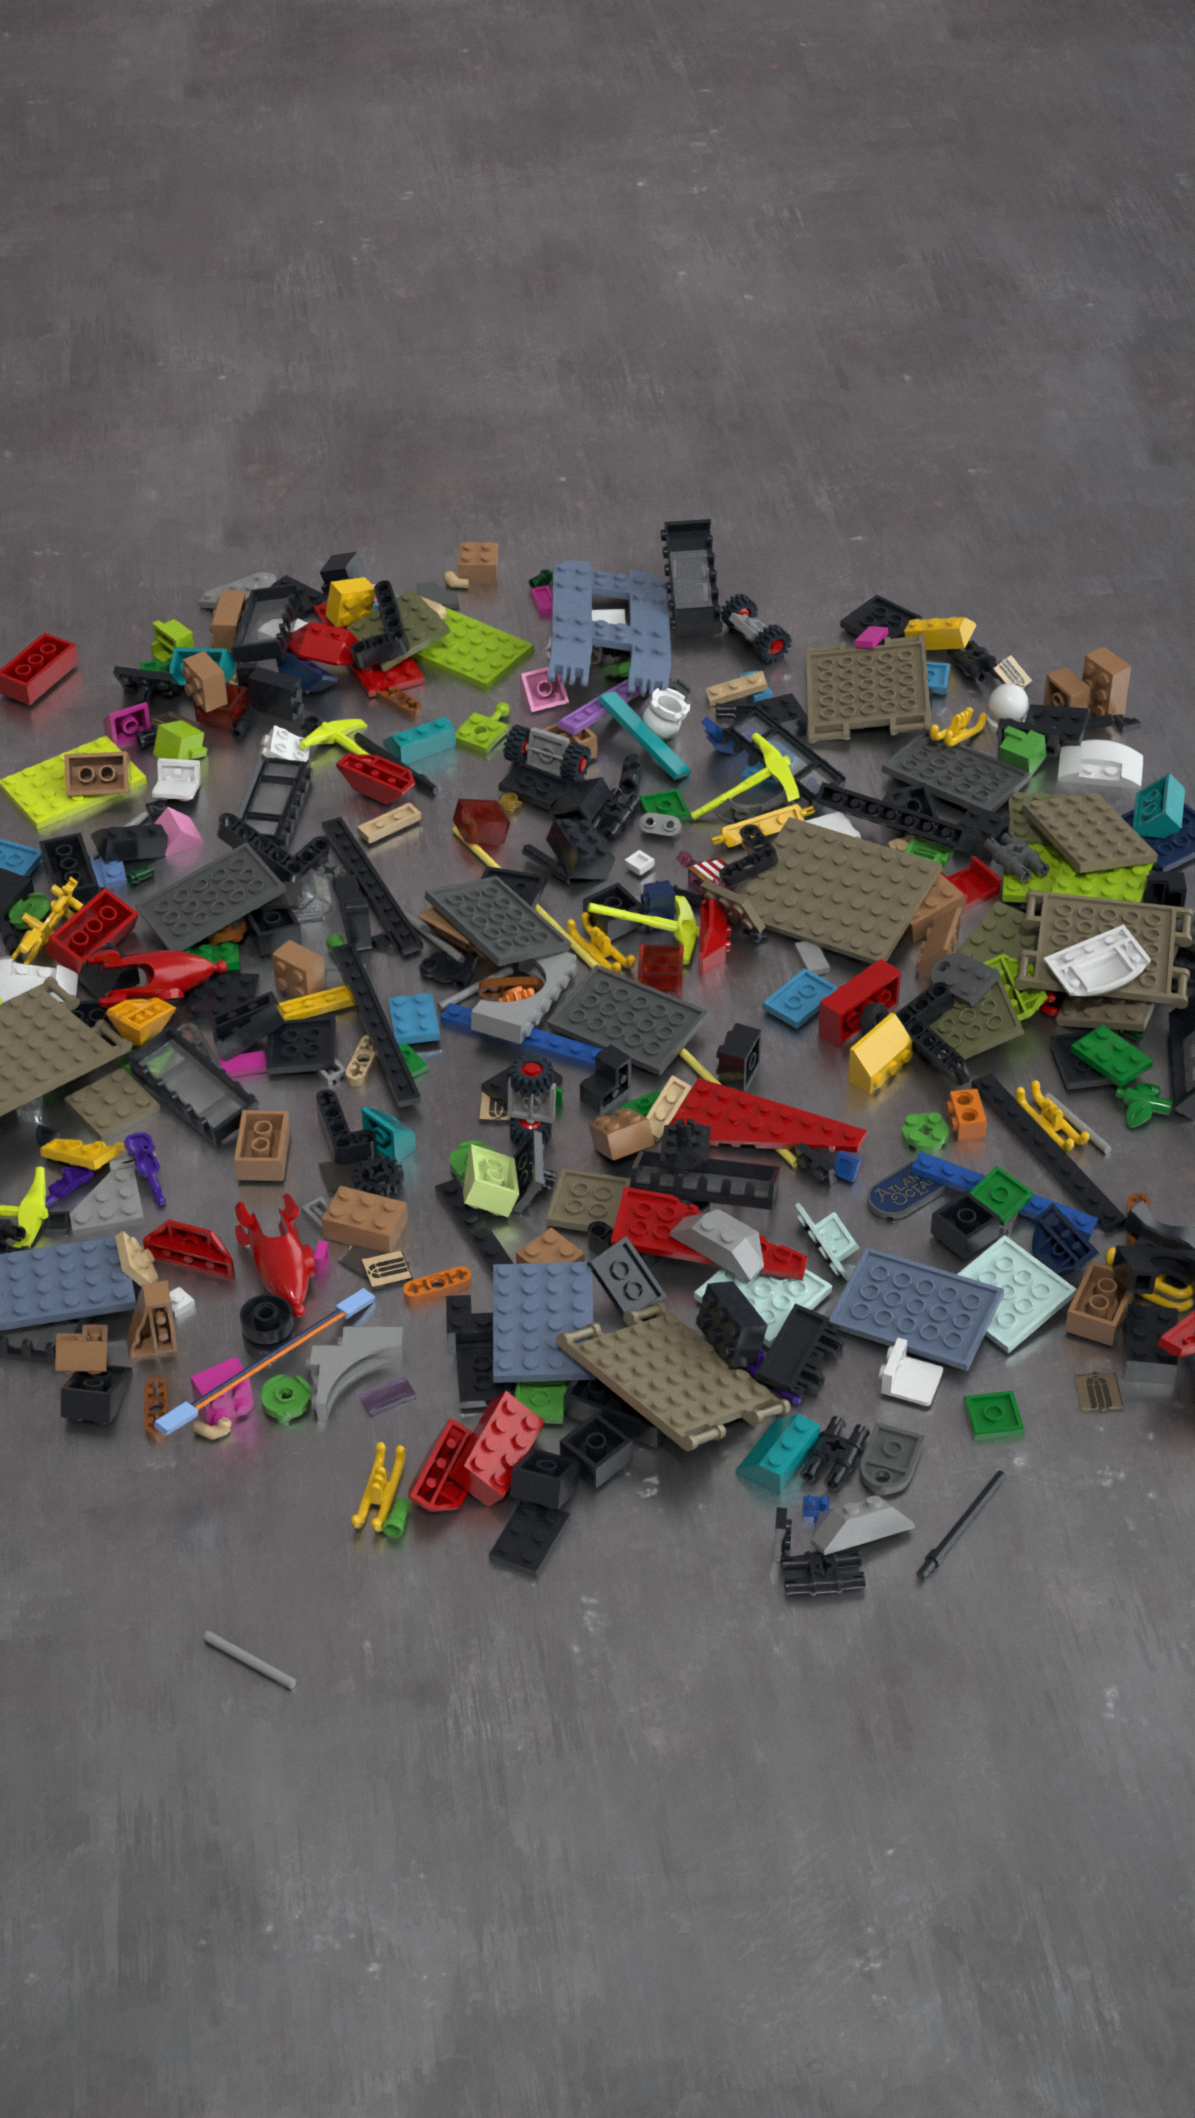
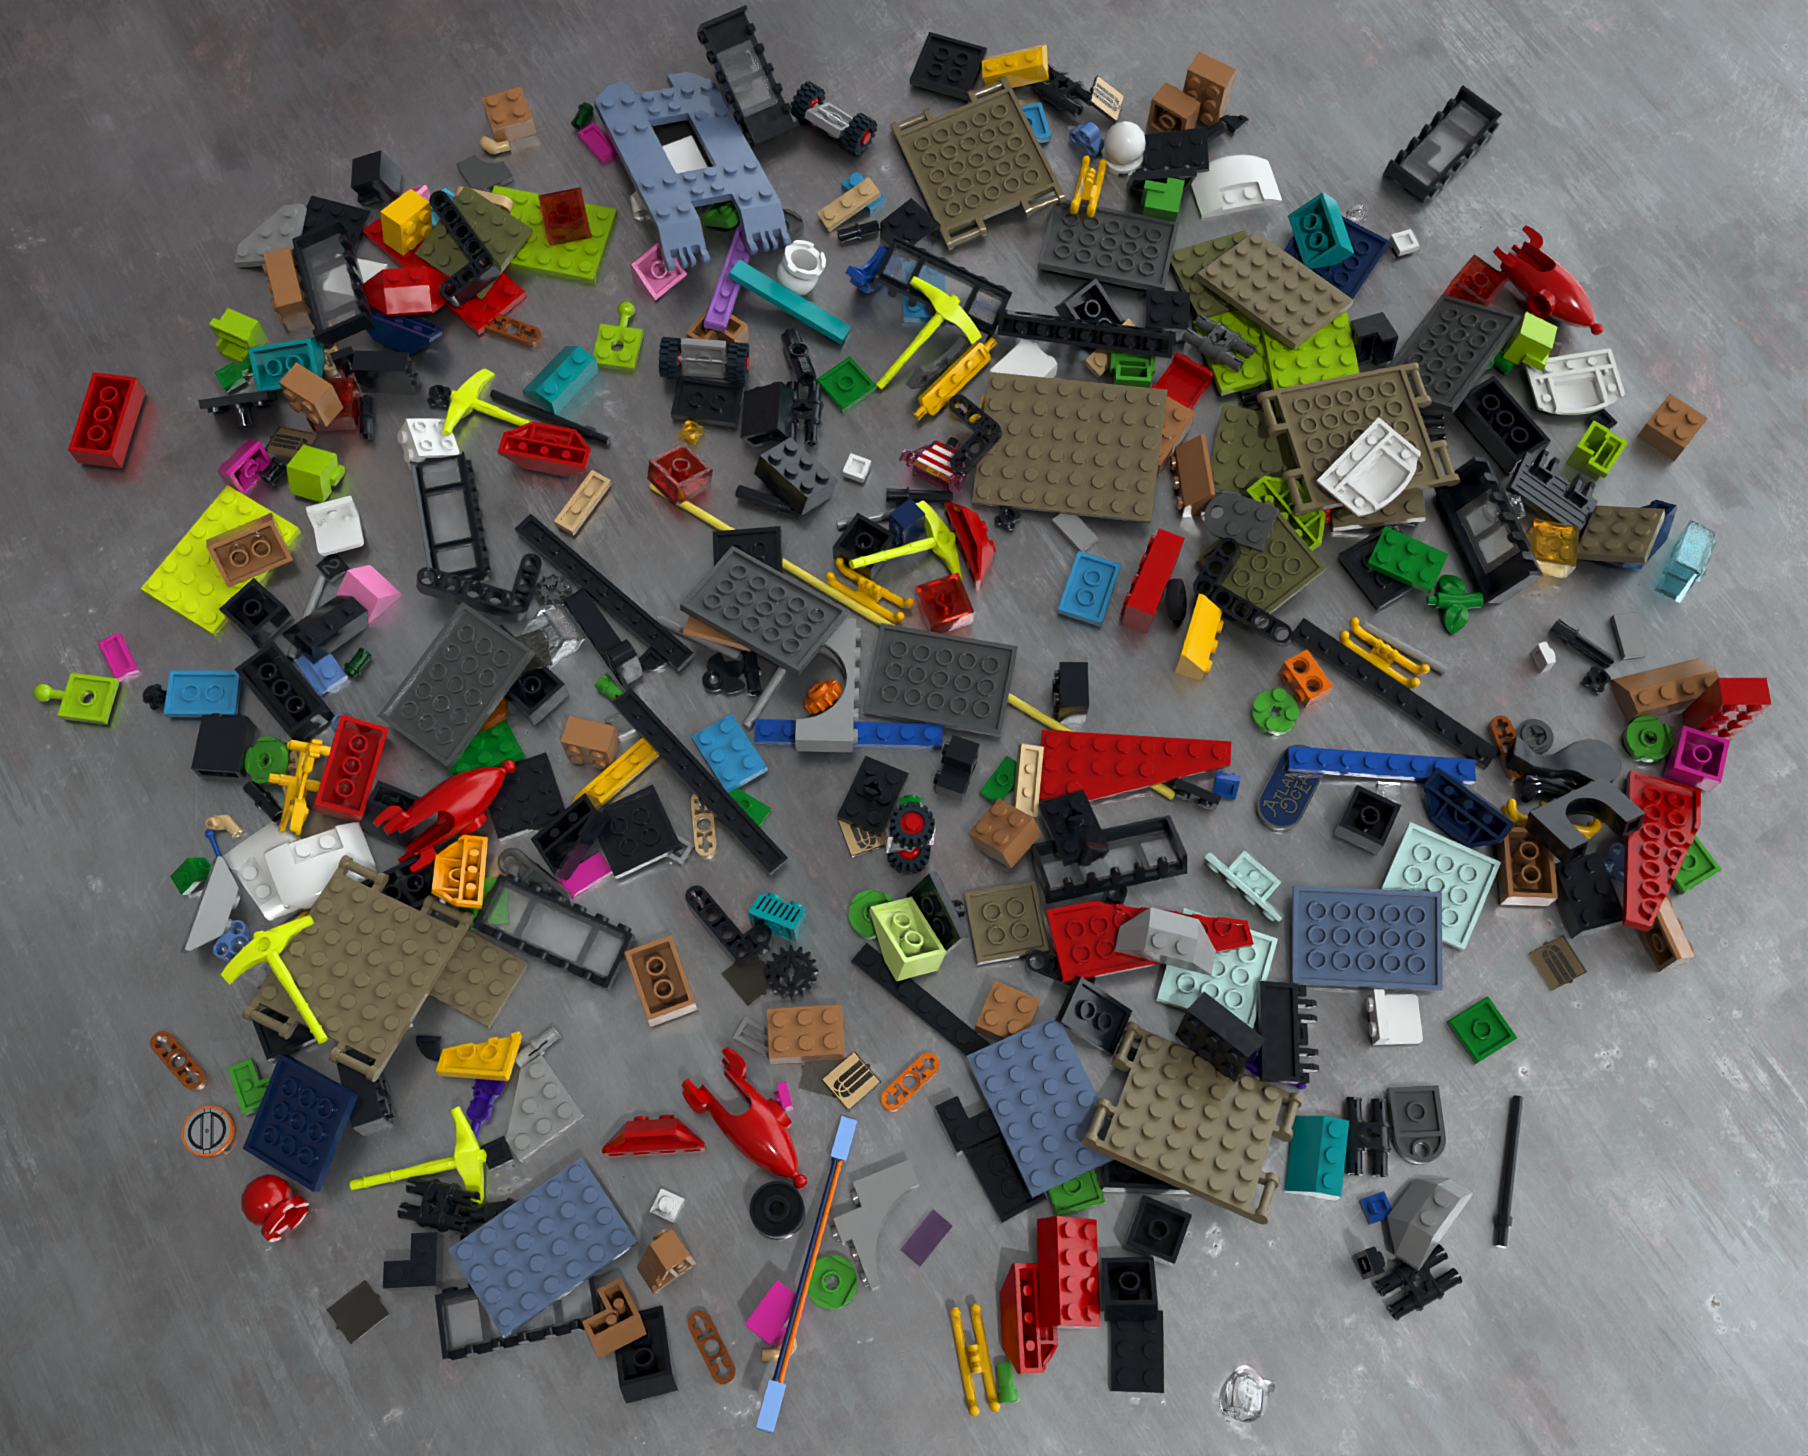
camera: 25 degrees left, 25 degrees up
(78, 814) = (256, 613): none -> black brick
(135, 1260) = (609, 1184): tan plate -> none
(140, 1148) = (541, 1036): dark purple piece -> none
(484, 631) = (565, 216): none -> clear red brick
(494, 983) = (807, 679): dark orange beam -> none
(608, 1595) = (1245, 1395): none -> clear piece
(659, 826) = (855, 411): light grey plate -> none
(734, 905) = (983, 505): dark tan plate -> none
(871, 637) = (954, 95): dark pink tile -> none
(978, 697) = (1087, 138): none -> medium blue piece
(1002, 1194) = (1385, 772): green tile -> none
(1176, 1215) = (1538, 728): none -> dark grey gear

